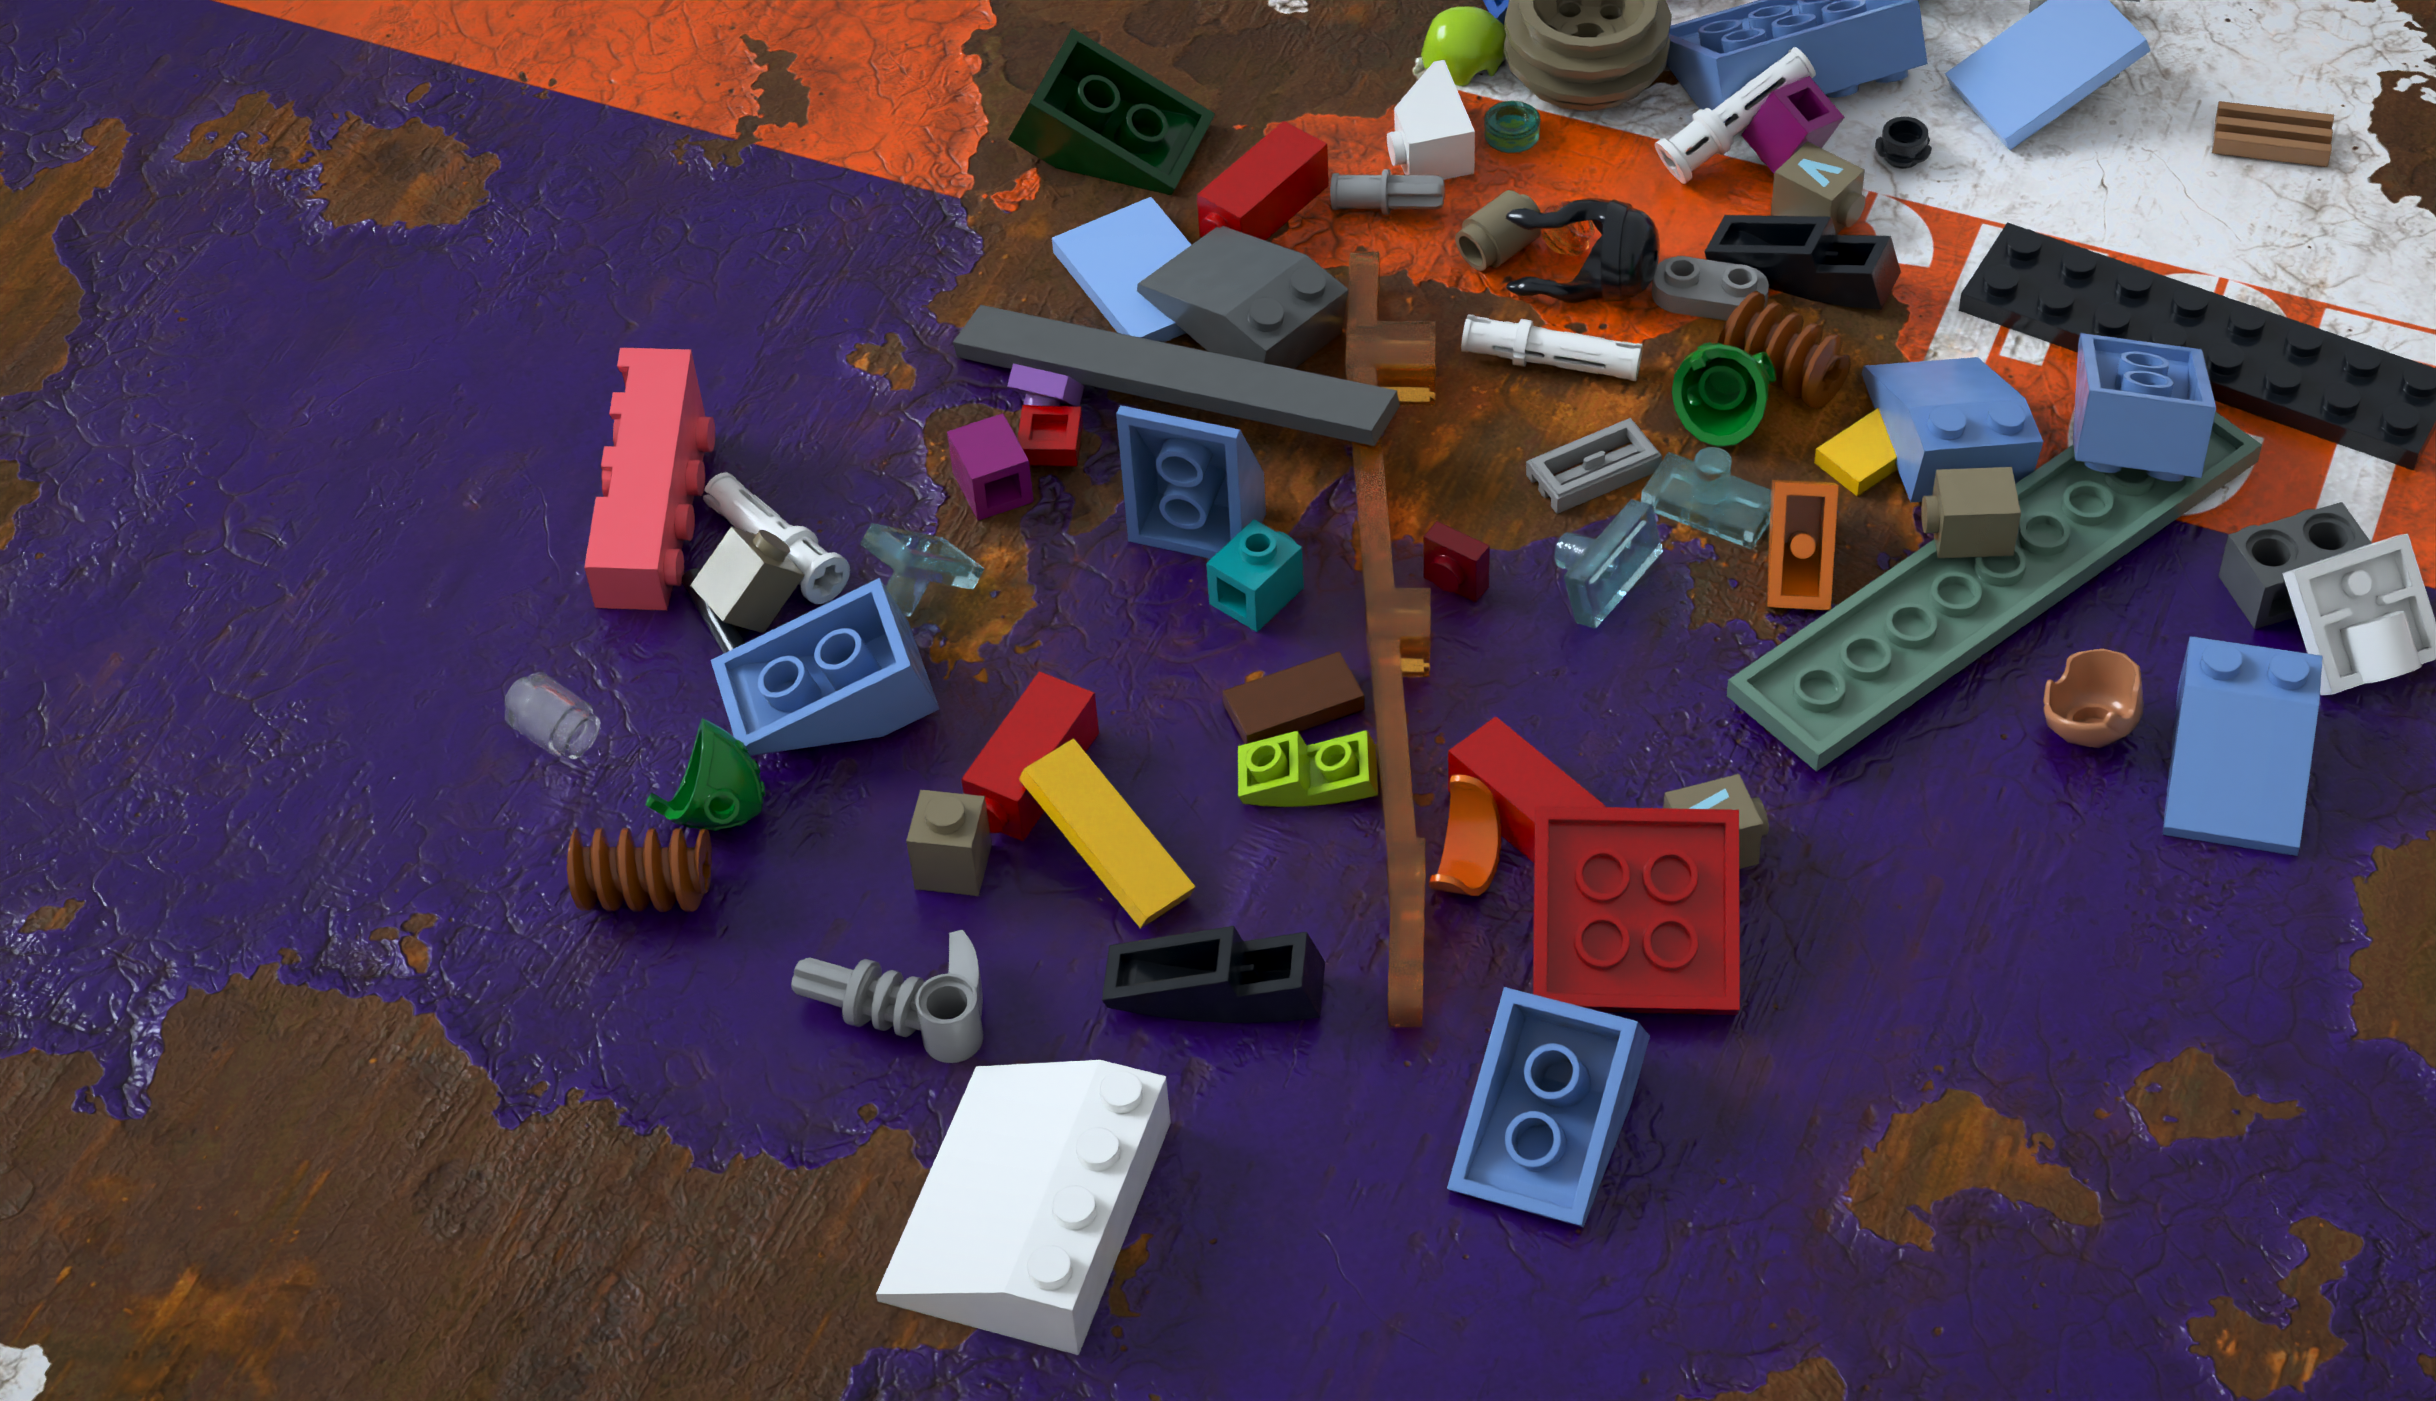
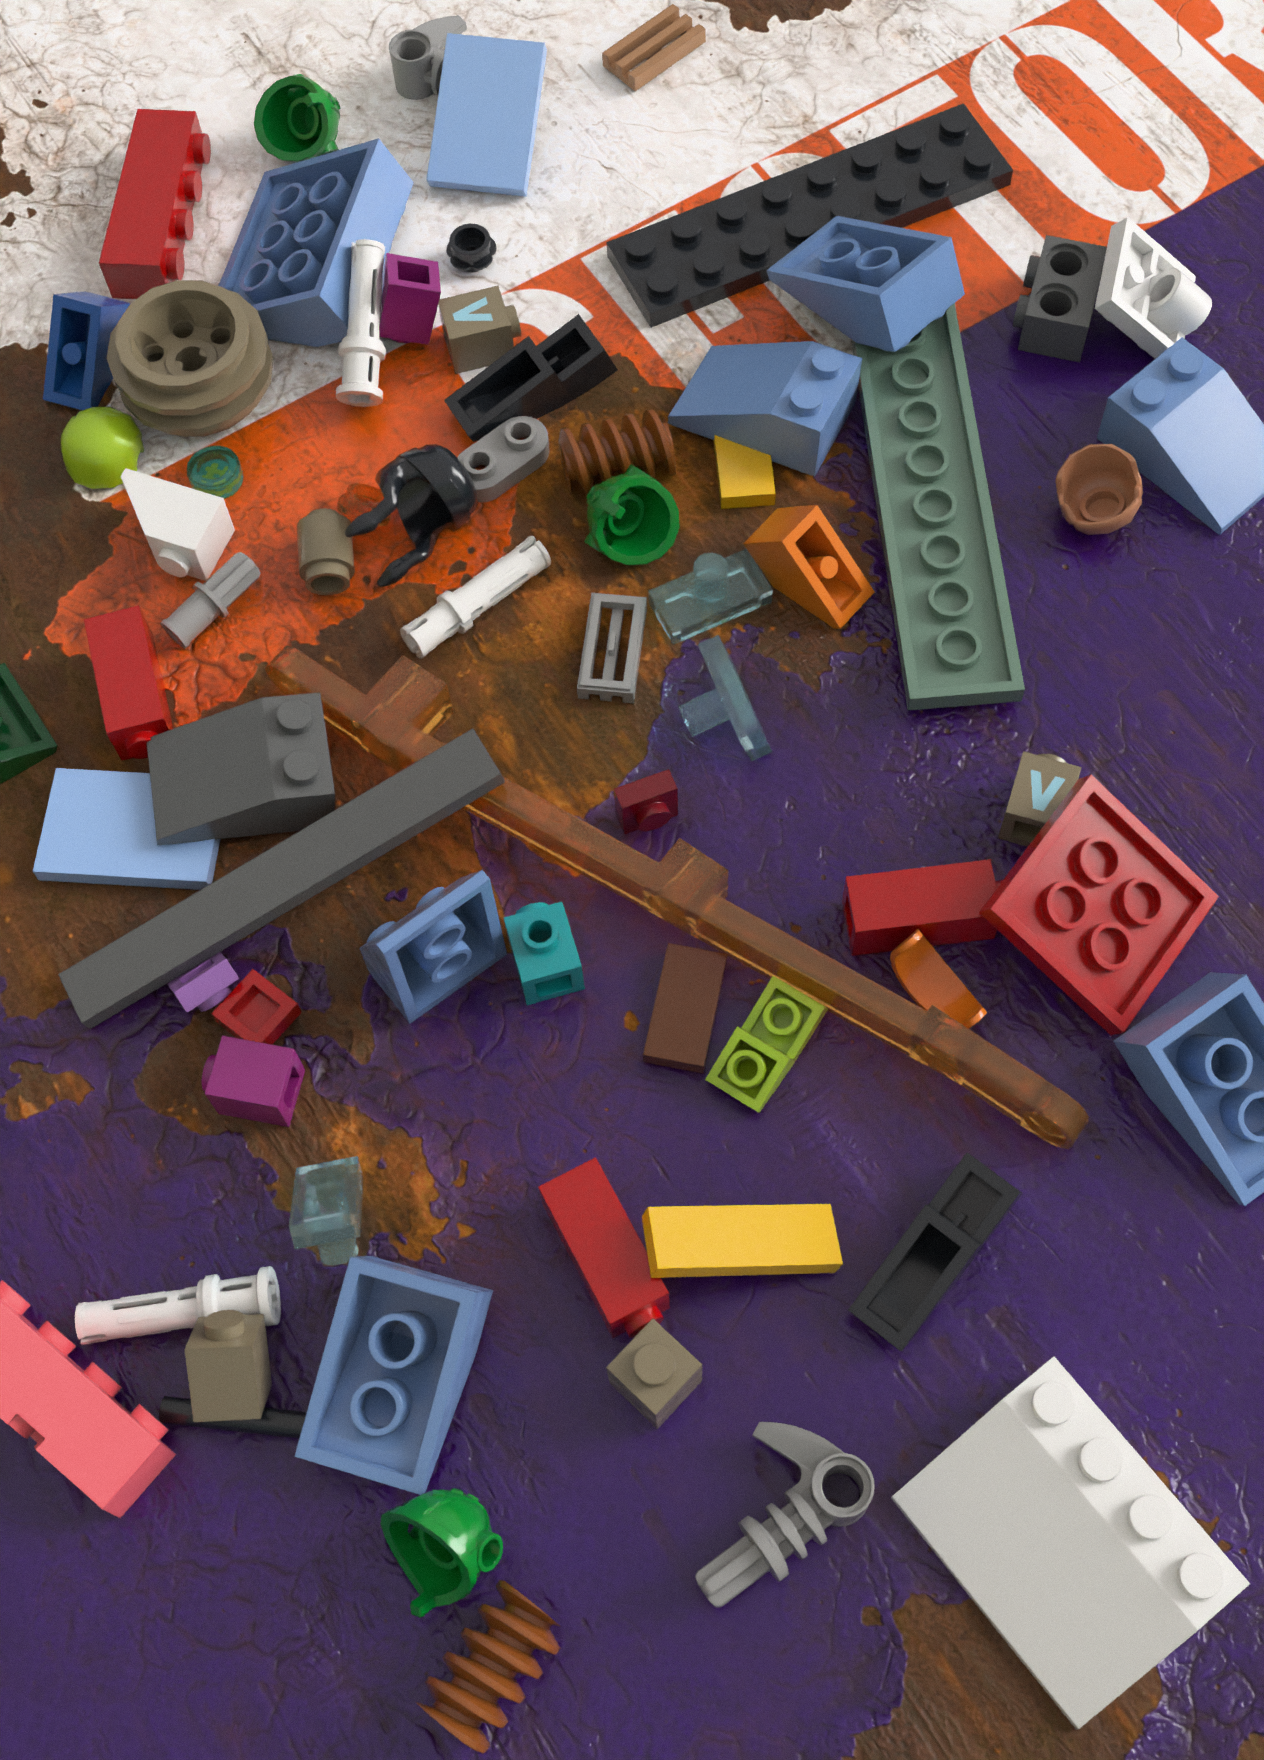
camera: 55 degrees left, 15 degrees up
(551, 716) = (235, 1642): clear brick -> none
(1972, 512) = (892, 442): dark tan brick -> none

